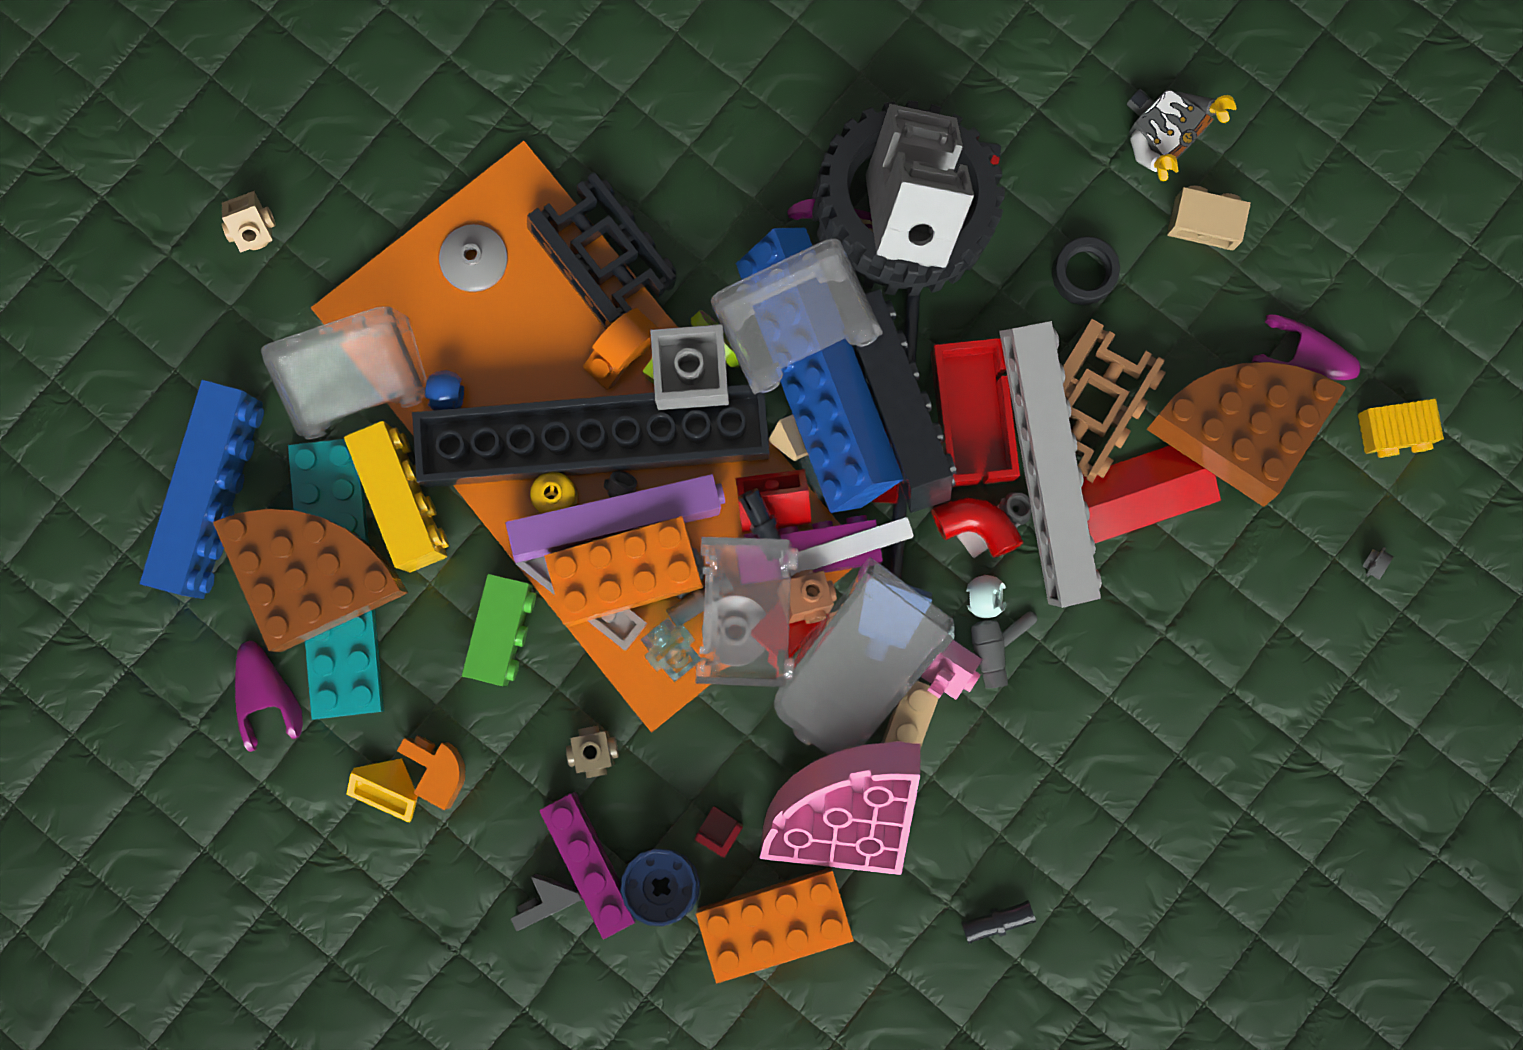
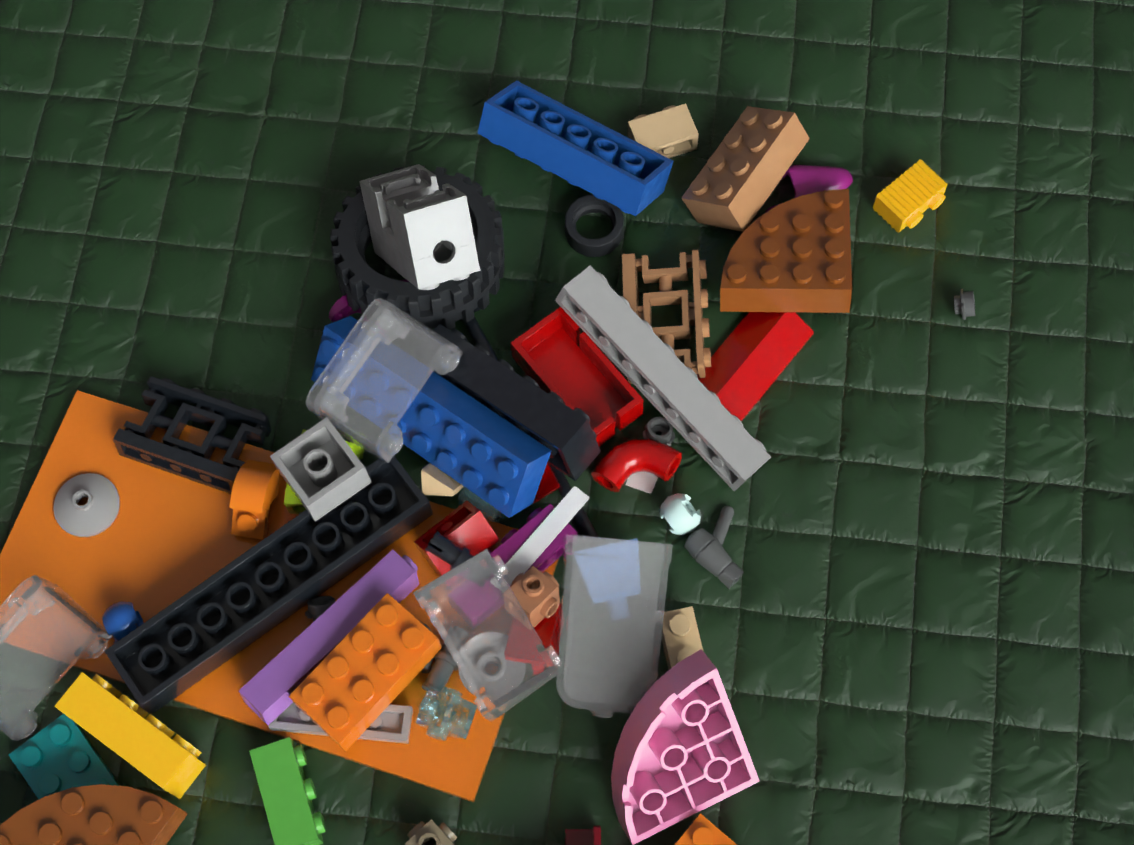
camera: 30 degrees left, 15 degrees down
(546, 482) = (264, 645): yellow head -> none
(953, 671) = (690, 586): bright pink brick -> none
(998, 922) = (866, 772): black pin -> none
(1116, 183) = (575, 147): none -> blue brick
(1172, 126) = (591, 82): torso -> none
(1264, 304) = (745, 168): none -> medium nougat brick

